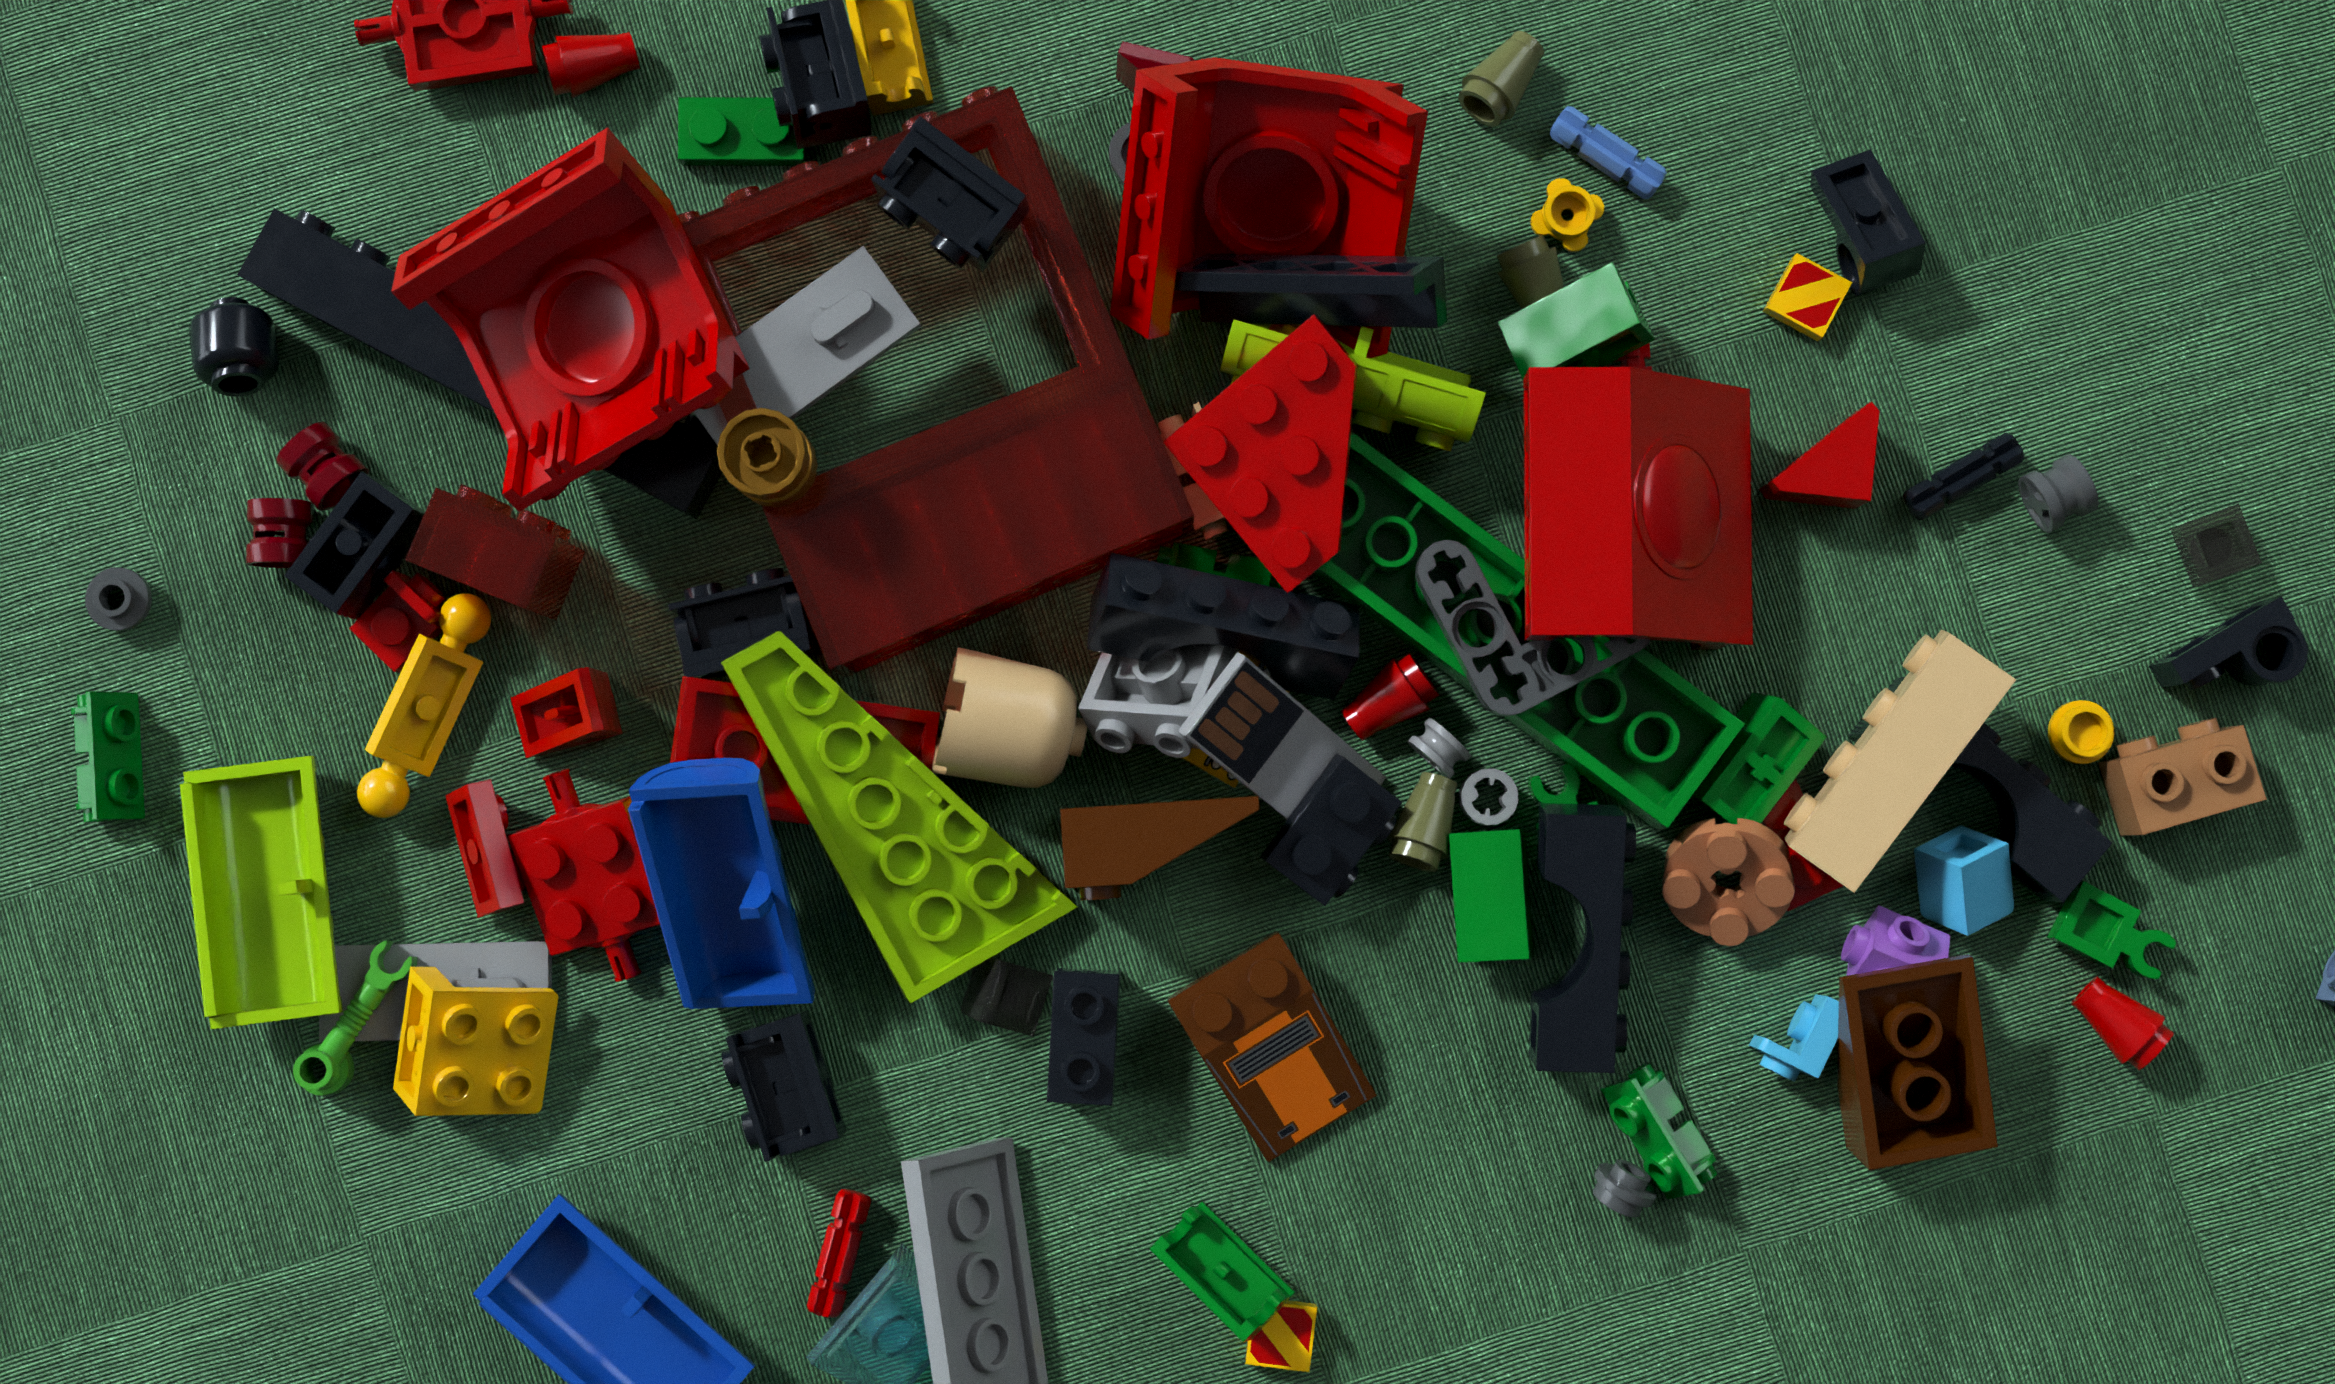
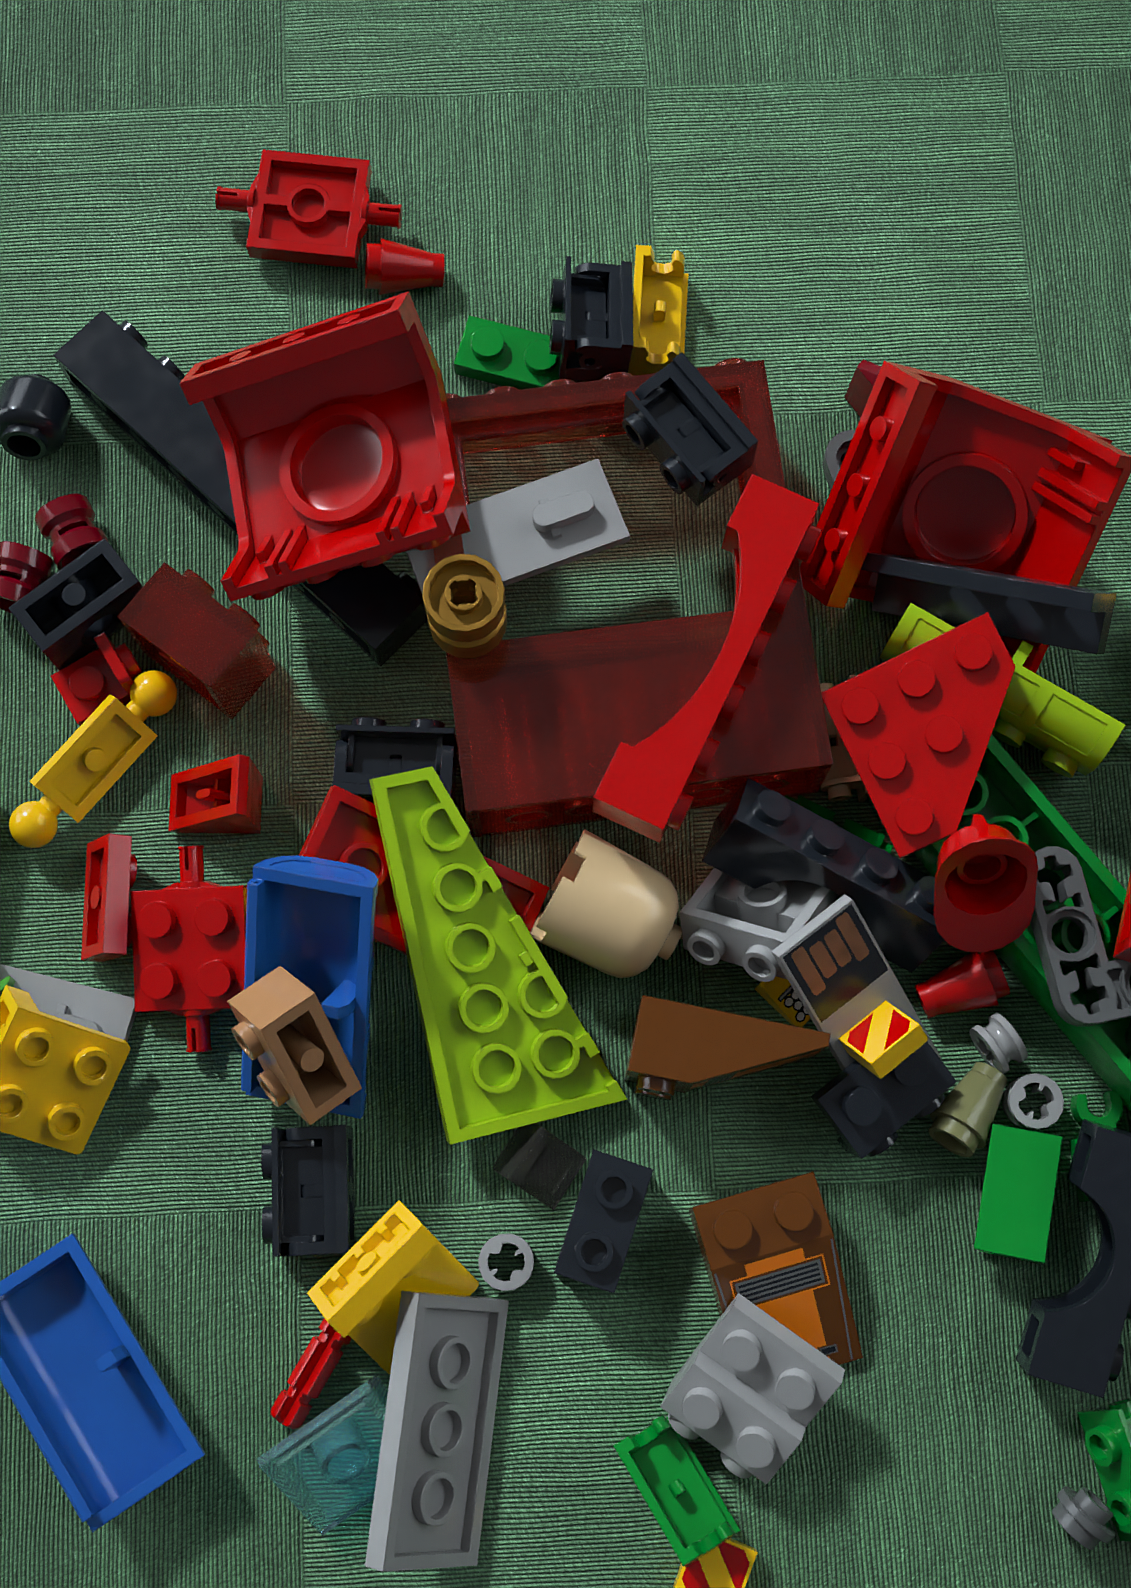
camera: 10 degrees right, 10 degrees down
(723, 953) = (294, 1045): none -> medium nougat brick
(864, 1163) = (366, 1284): none -> yellow bracket
(984, 1088) = (494, 1246): none -> light grey bush
(1008, 592) = (649, 781): none -> red arch
(1270, 1159) = (750, 1390): none -> light grey plate
(1315, 783) = (883, 1039): none -> yellow tile
(1377, 604) = (984, 887): none -> red piece

